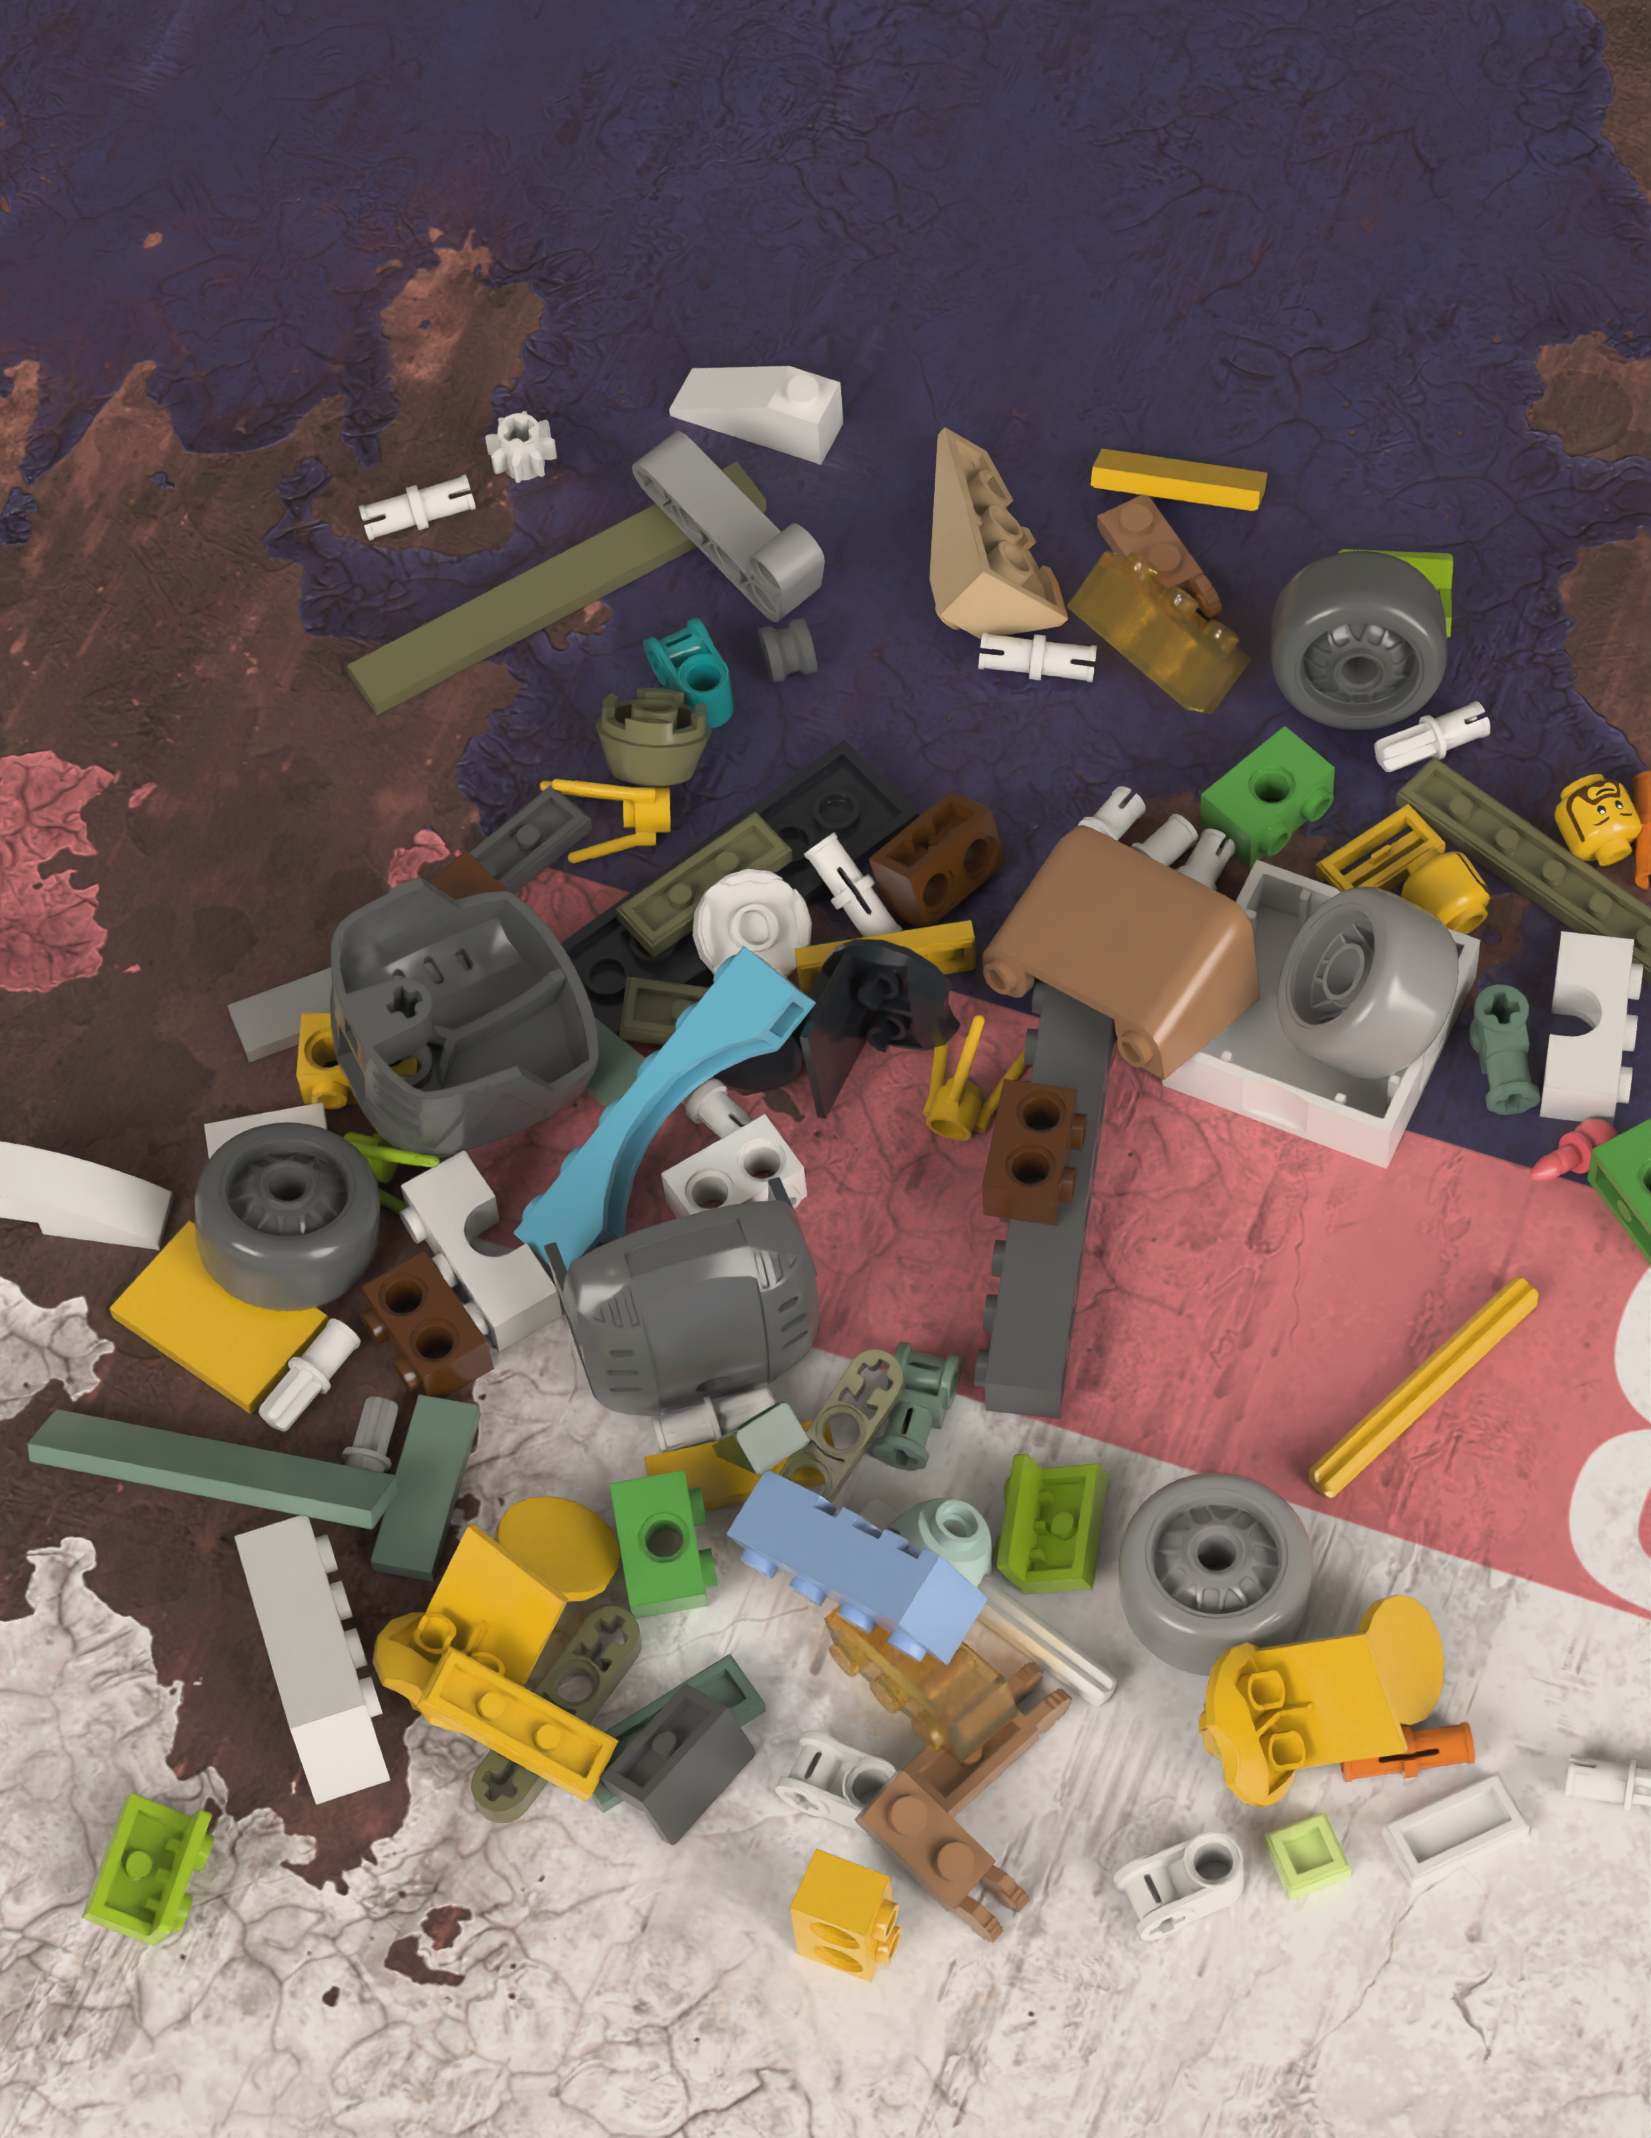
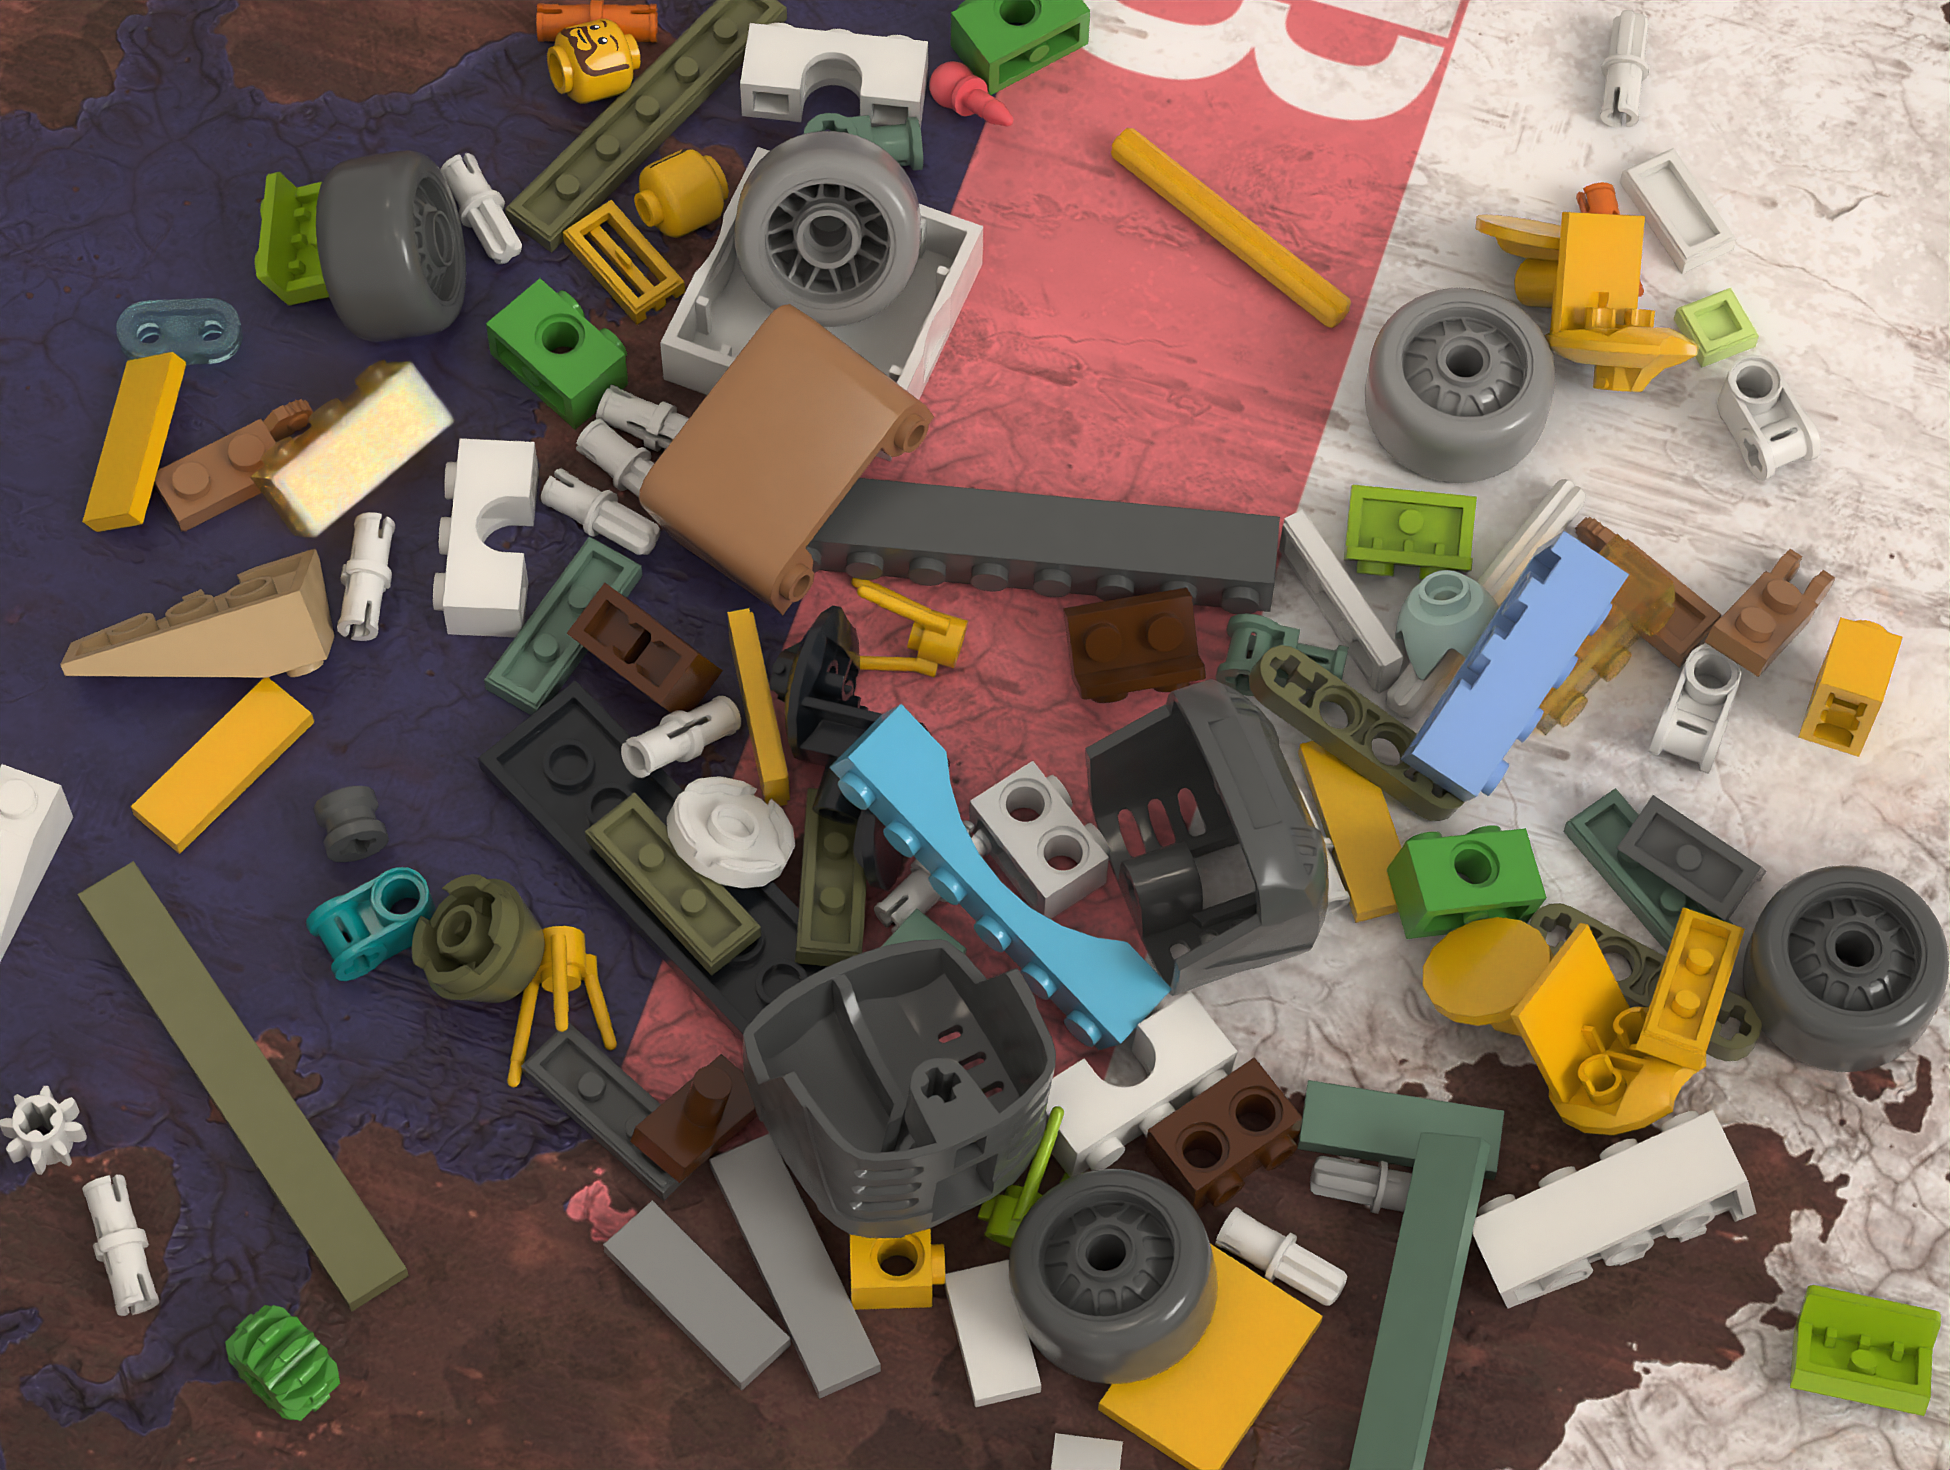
camera: 100 degrees left, 5 degrees up
(290, 610) = (282, 1362): none -> bright green gear
(305, 934) = (697, 1295): none -> light grey tile
(546, 1931) = (1838, 1012): none -> dark grey wheel
(763, 1439) = (1399, 760): slope -> none
(765, 564) = (196, 879): light grey beam -> none
(865, 565) = (222, 764): none -> yellow tile
(932, 1270) = (1133, 645): none -> reddish brown bracket
(980, 1455) = (1340, 601): none -> white tile
(1023, 829) = (542, 651): none -> sand green tile
(1023, 1151) = (1024, 548): reddish brown brick -> none
(1028, 734) = (490, 489): none -> white arch
(1295, 511) = (181, 329): none -> clear light blue plate

